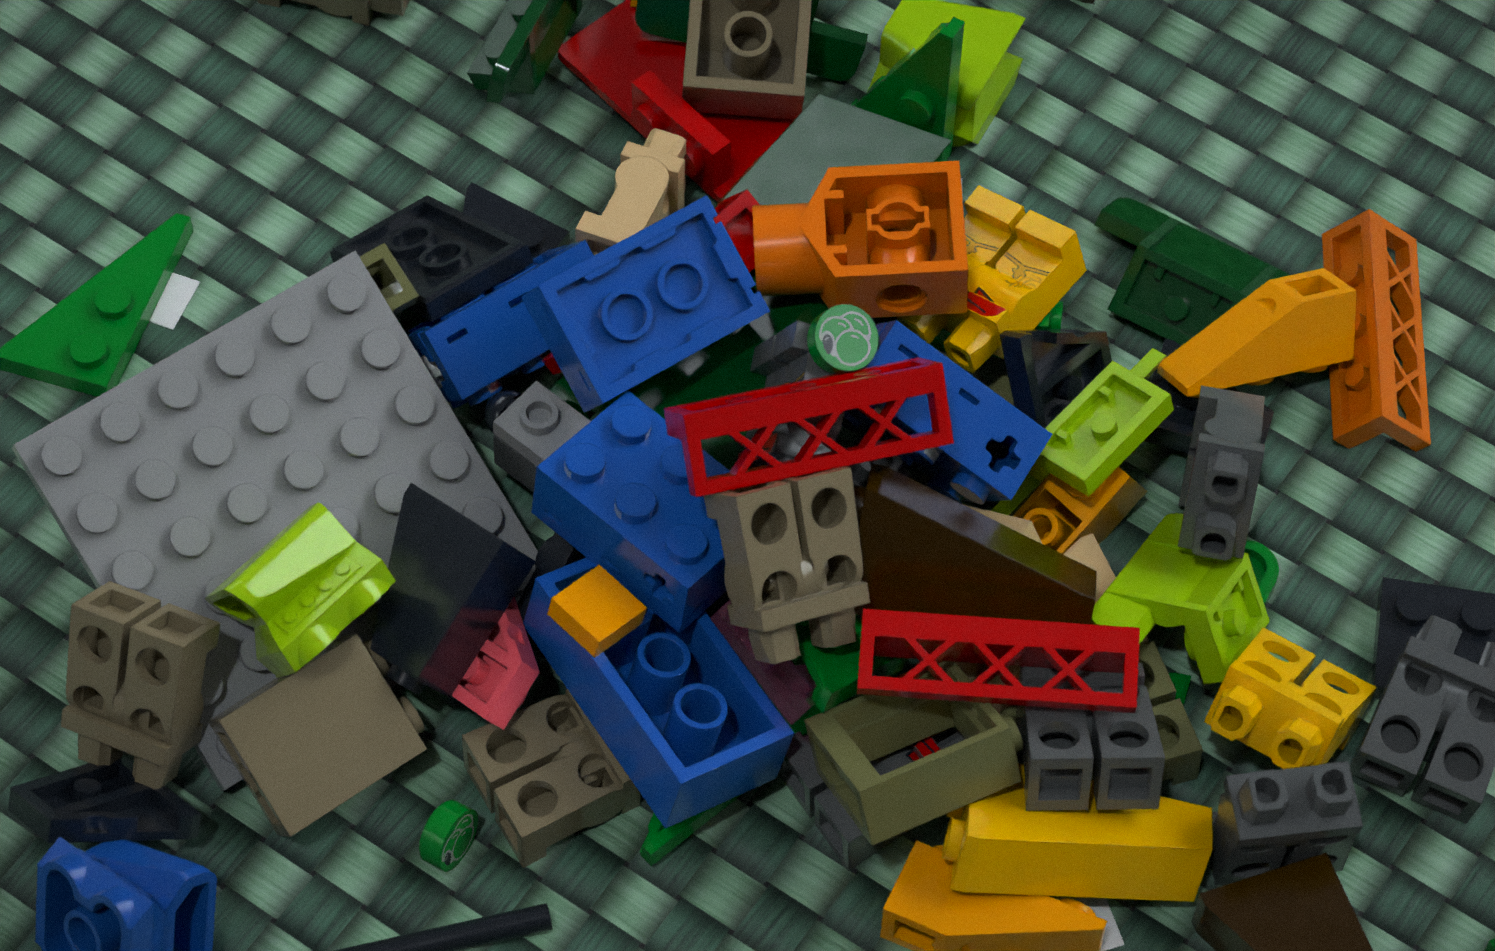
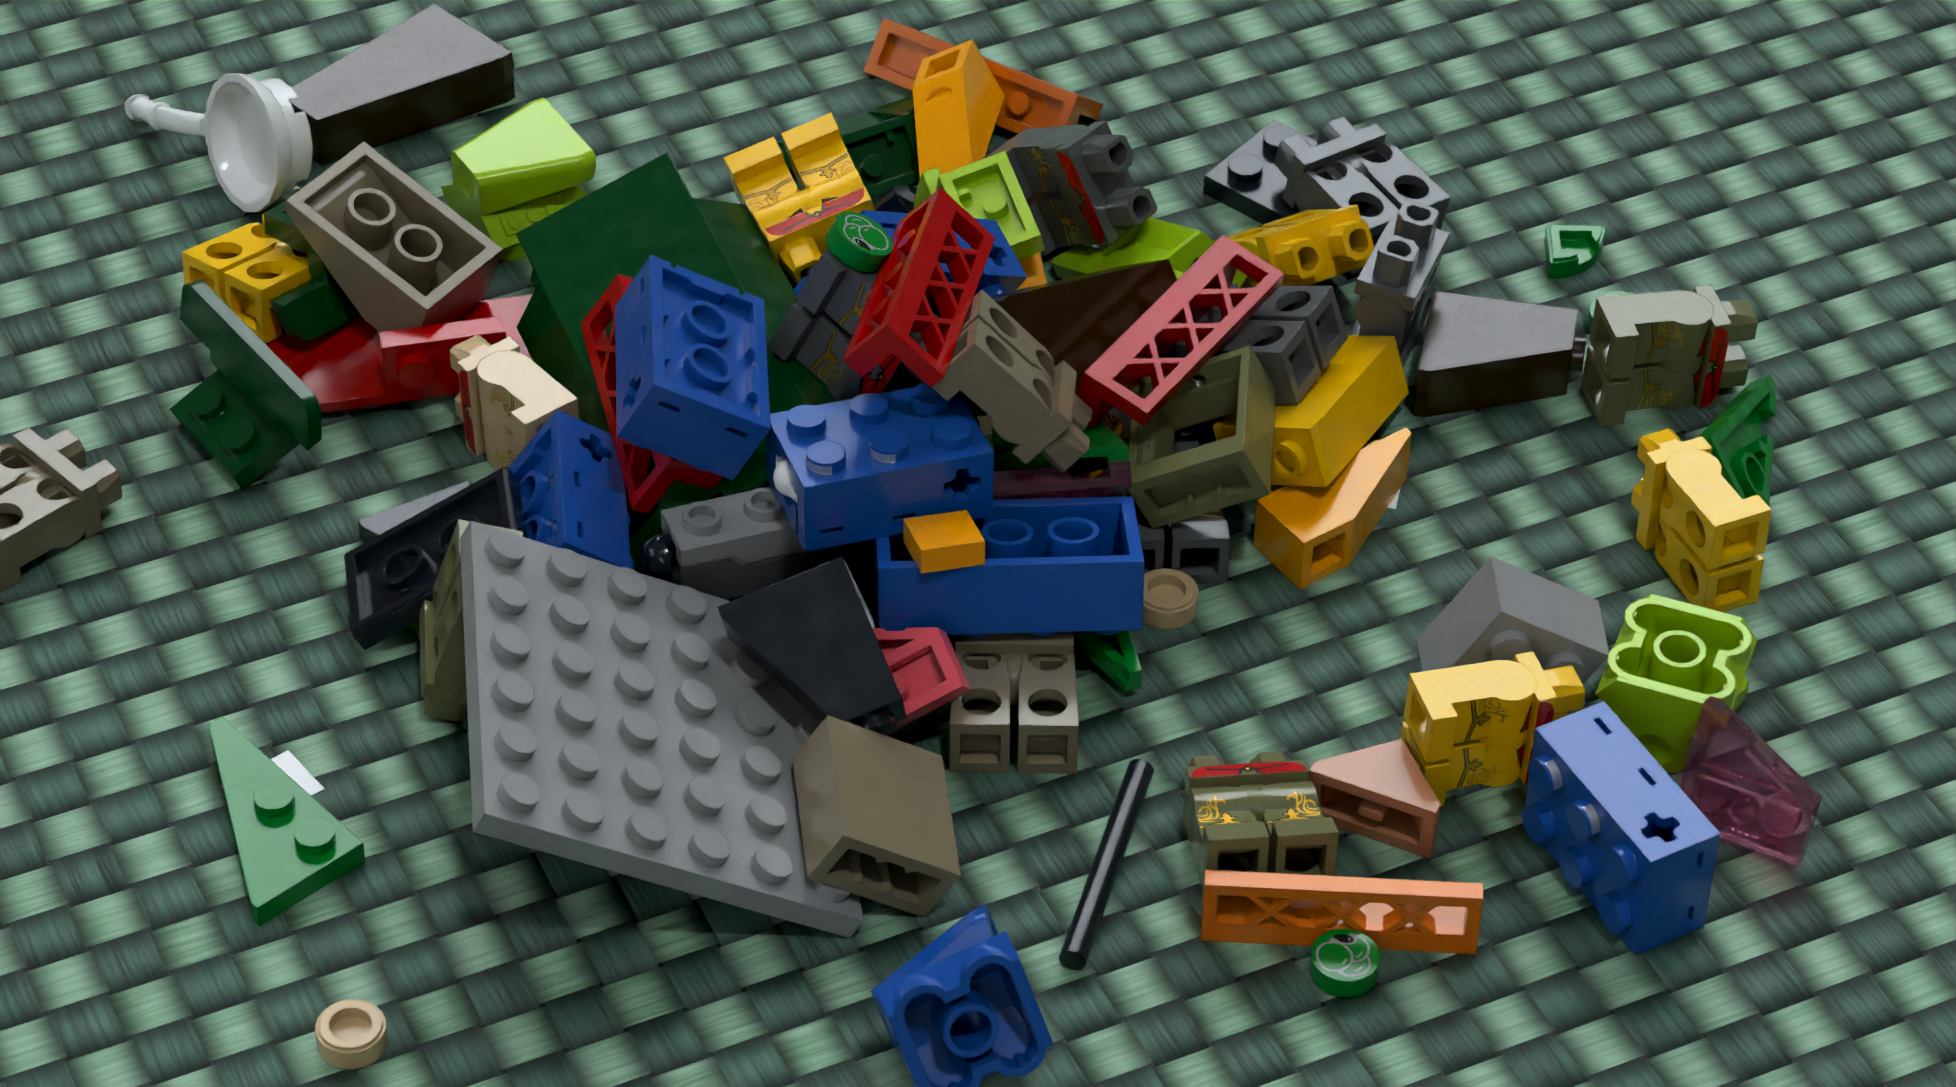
camera: 60 degrees left, 15 degrees down
(102, 806) = (834, 988): black wing -> none
(136, 680) = (751, 886): dark tan hips -> none
(302, 589) = (772, 719): lime piece -> none
(448, 835) = (1023, 790): green tile -> none
(783, 830) = (1169, 598): none -> tan tile
(870, 240) = (756, 206): orange brick -> none
(923, 85) = (554, 176): green wing -> none

